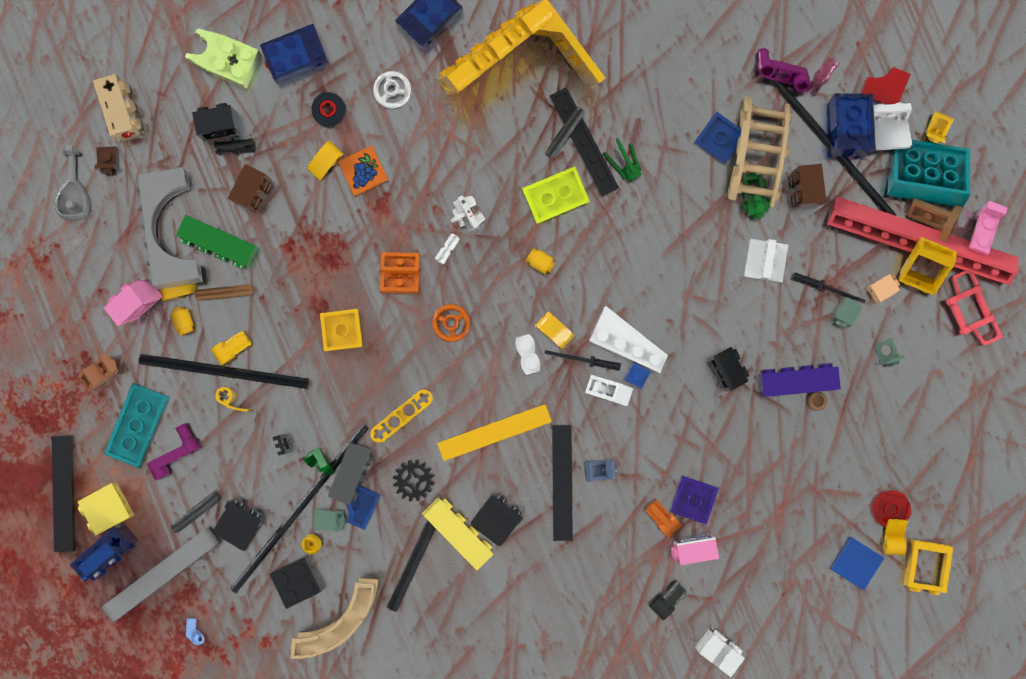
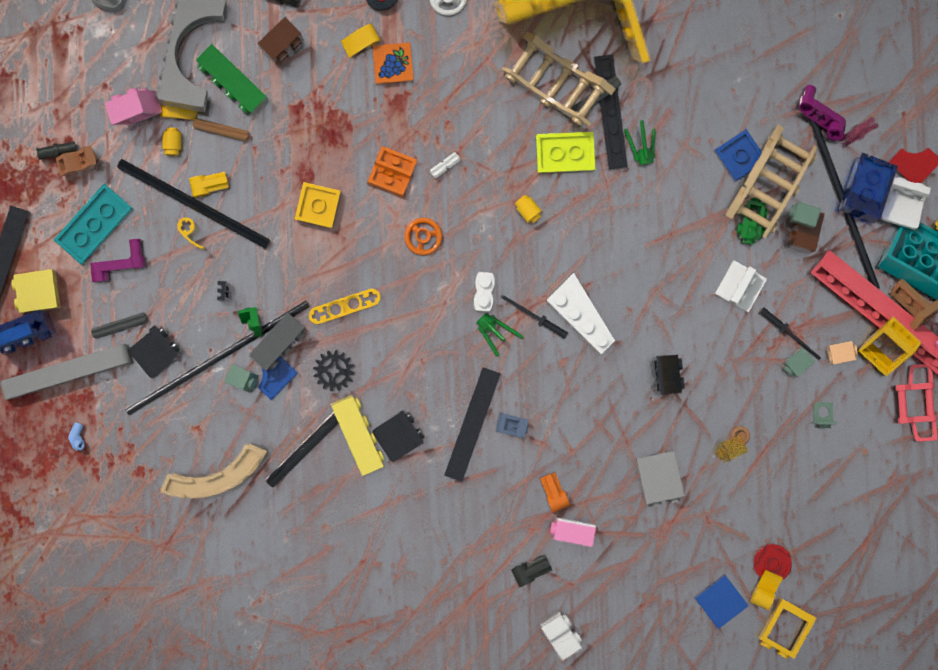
camera: 20 degrees right, 0 degrees up
(75, 368) = (55, 150): none -> pearl dark grey pin
(296, 581) = (189, 424): black brick -> none
(311, 544) = (216, 395): yellow tile -> none
(464, 215) = (472, 139): white hips -> none
(494, 432) = (426, 353): yellow tile -> none
(542, 383) = (486, 323): none -> green plant
(554, 330) = (518, 278): yellow panel -> none
(565, 119) = (568, 67): none -> tan fence
(609, 390) = (548, 353): white arch -> none
(637, 375) = (579, 349): blue brick -> none
(694, 499) = (590, 486): dark purple tile -> none
(757, 468) = (660, 478): none -> light grey brick
(799, 381) = (729, 410): dark purple brick -> none
(804, 171) = (804, 214): none -> sand green brick
(814, 416) = (731, 448): none -> clear yellow bracket

